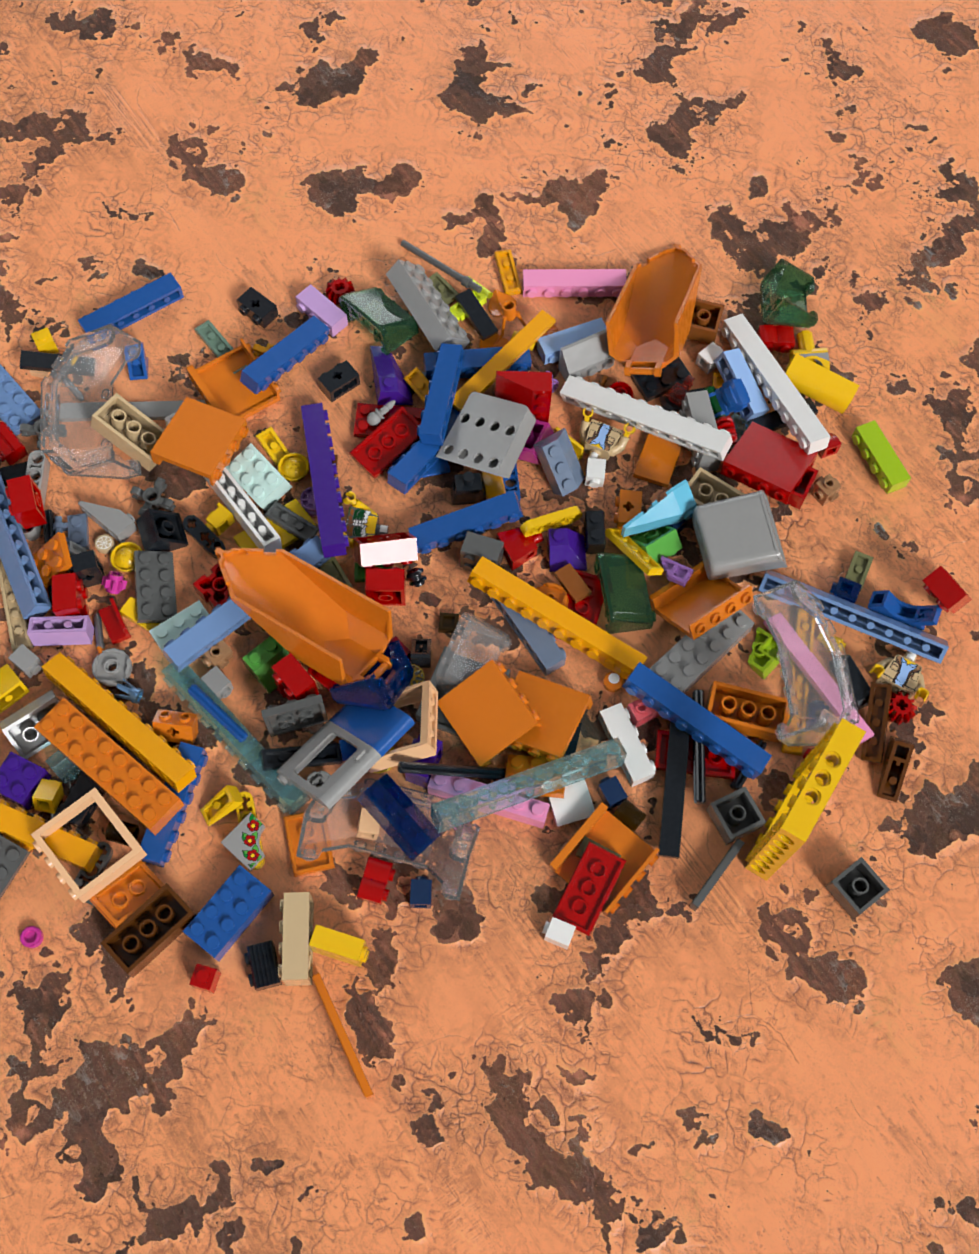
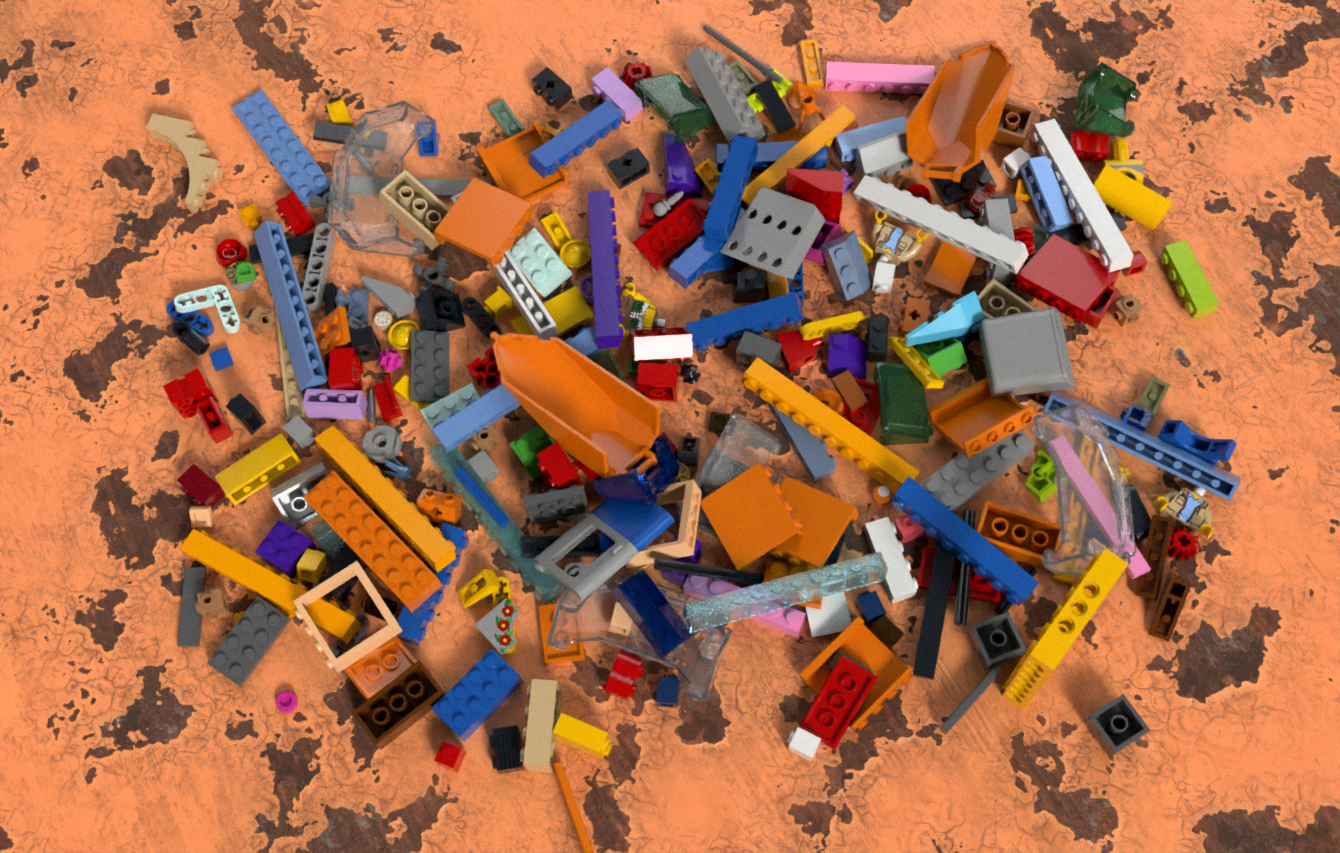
camera: 15 degrees right, 0 degrees up
(25, 502) = (310, 274): red brick -> none
(135, 305) = (429, 81): blue brick -> none
(291, 522) = (569, 310): dark grey tile -> none
(675, 571) = (958, 386): medium lavender tile -> none
(728, 398) = (1030, 208): blue piece -> none
(947, 590) = (1244, 424): red brick -> none

